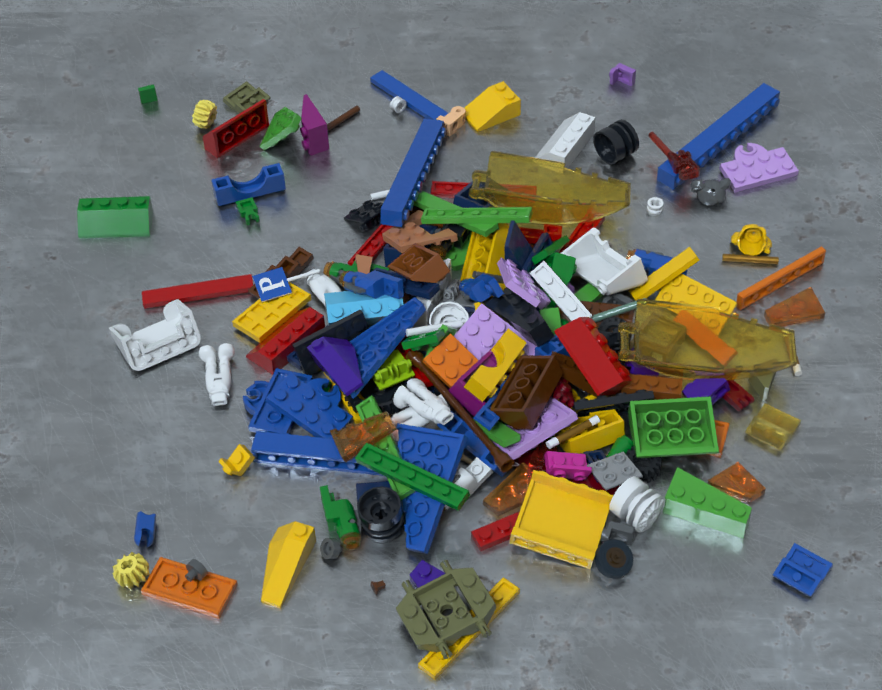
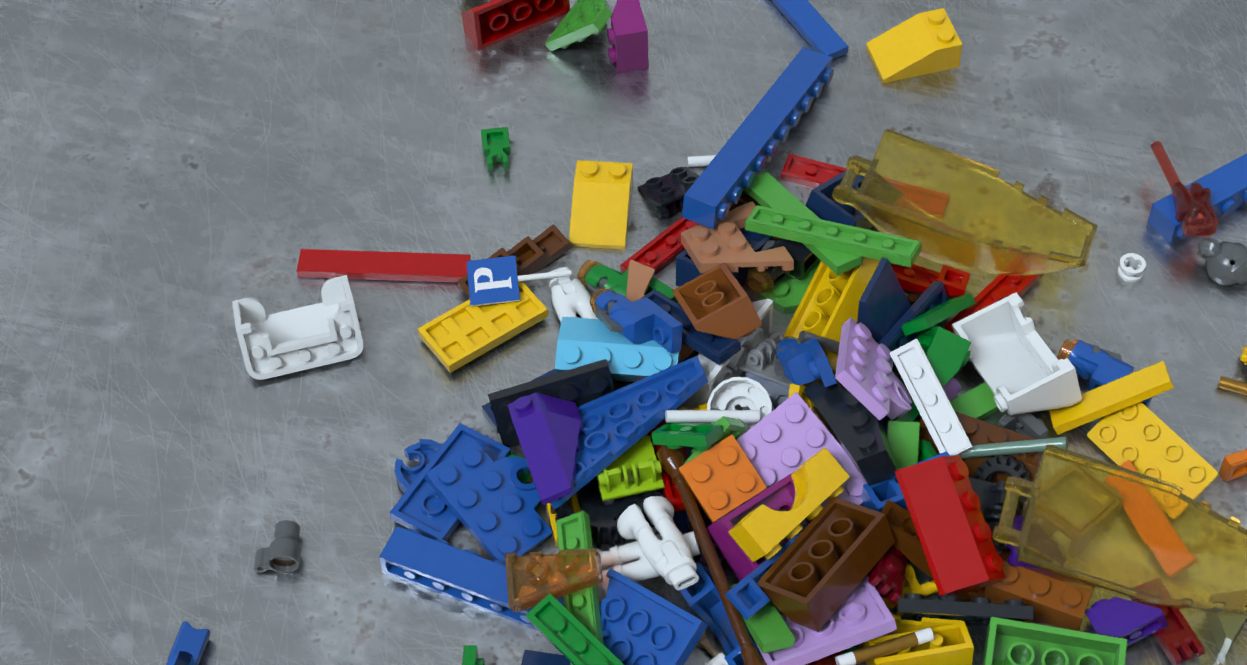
camera: 15 degrees right, 5 degrees up
(114, 217) = (297, 119): green slope -> none
(188, 462) = (283, 552): none -> dark grey piece
(217, 384) = (365, 428): white piece -> none
(238, 461) = (357, 569): yellow bracket -> none
(268, 181) = (478, 111): blue arch -> none
(274, 349) = (512, 363): red slope -> none
(325, 230) = (601, 204): none -> yellow slope
(343, 117) = (679, 21): reddish brown bar -> none
(398, 104) = (772, 14): white bush -> none
(453, 120) = (850, 57): light nougat leg -> none
(569, 139) = (1019, 128): white slope -> none
(616, 141) = (1096, 146): black wheel -> none
(623, 74) = (1139, 29): medium lavender bracket -> none

